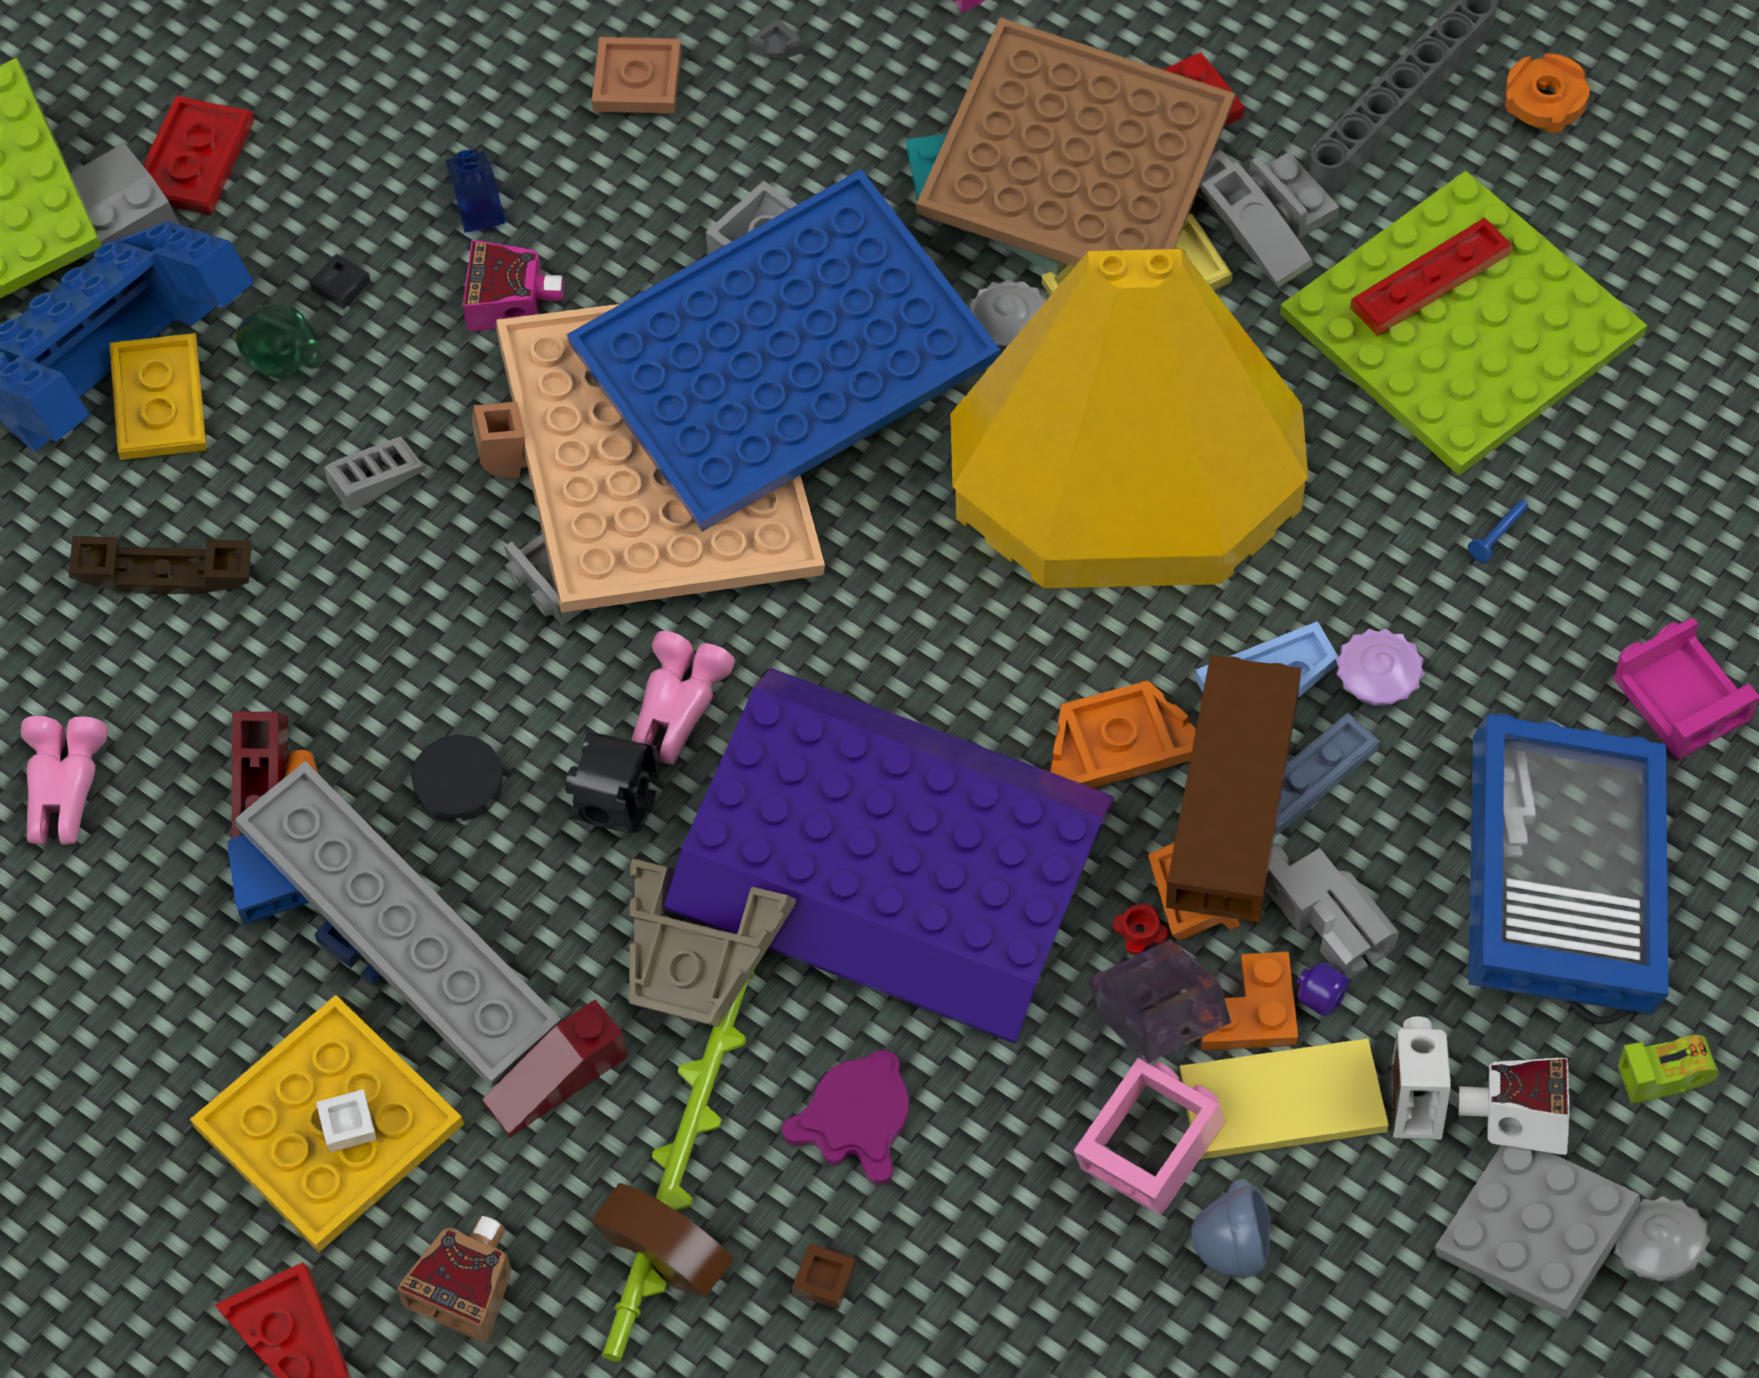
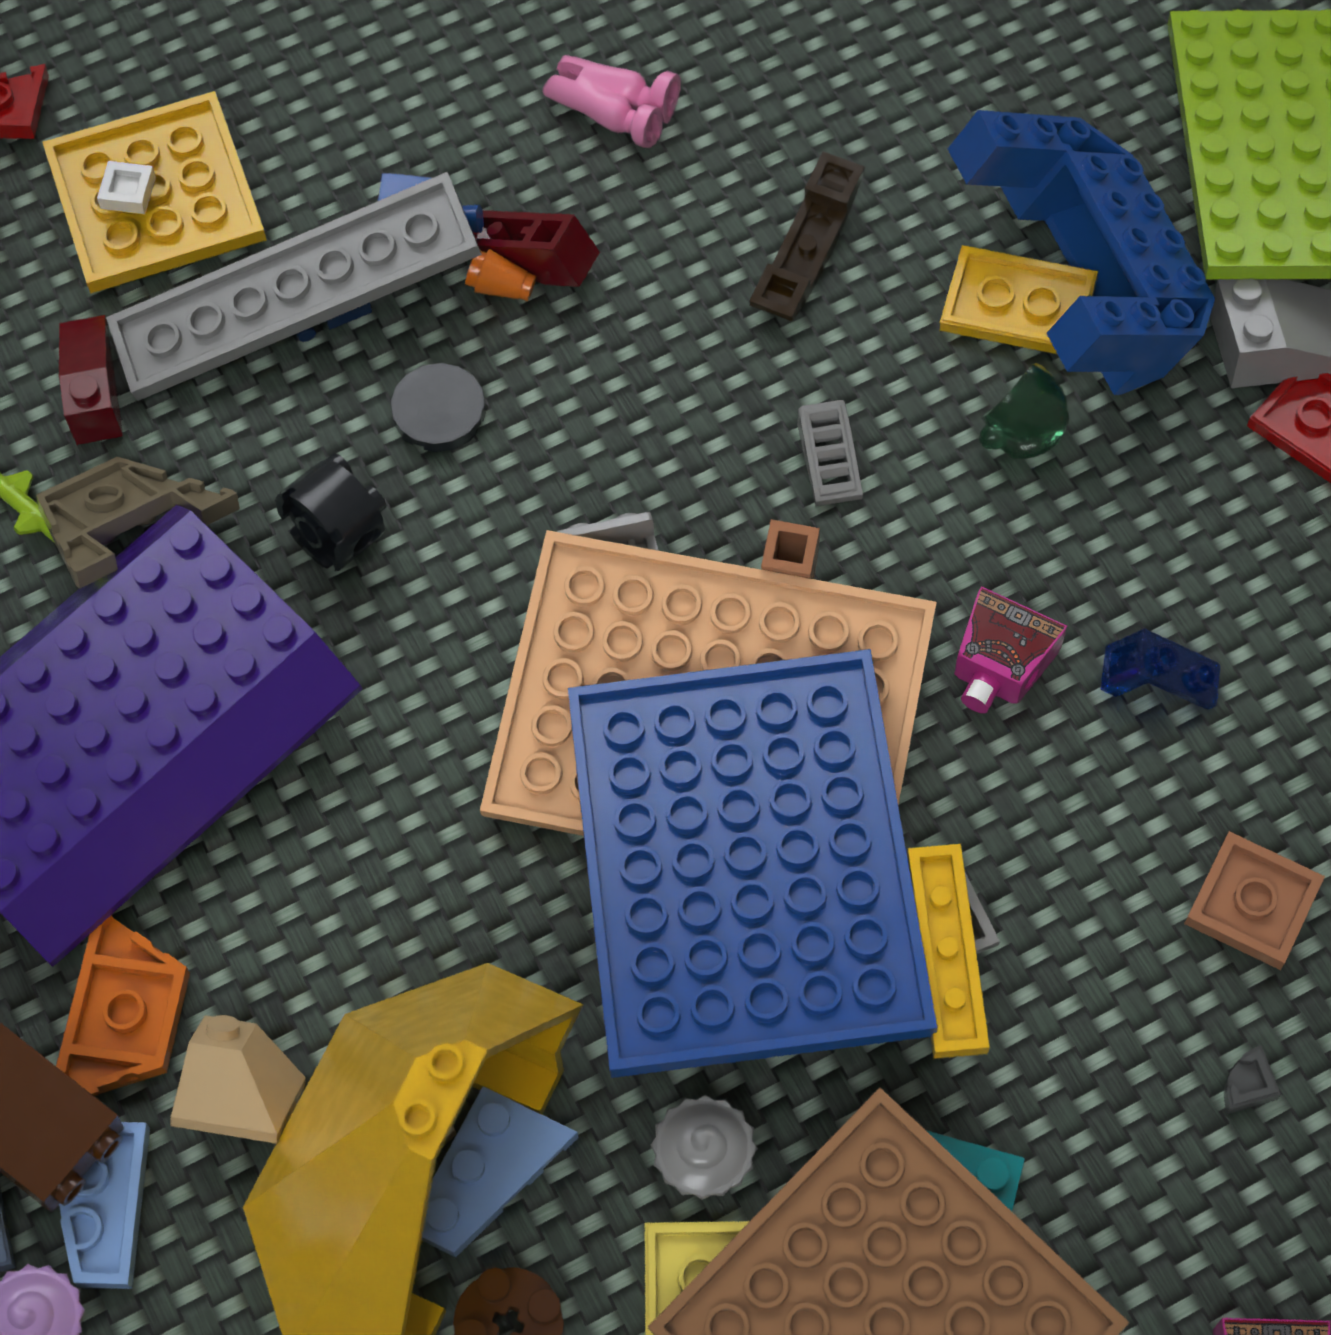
camera: 115 degrees right, 5 degrees up
(340, 281) = (1095, 508): black tile -> none
(674, 703) = (405, 609): bright pink piece -> none
(782, 194) = (949, 950): none -> yellow plate
(1138, 616) = (236, 1082): none -> tan slope

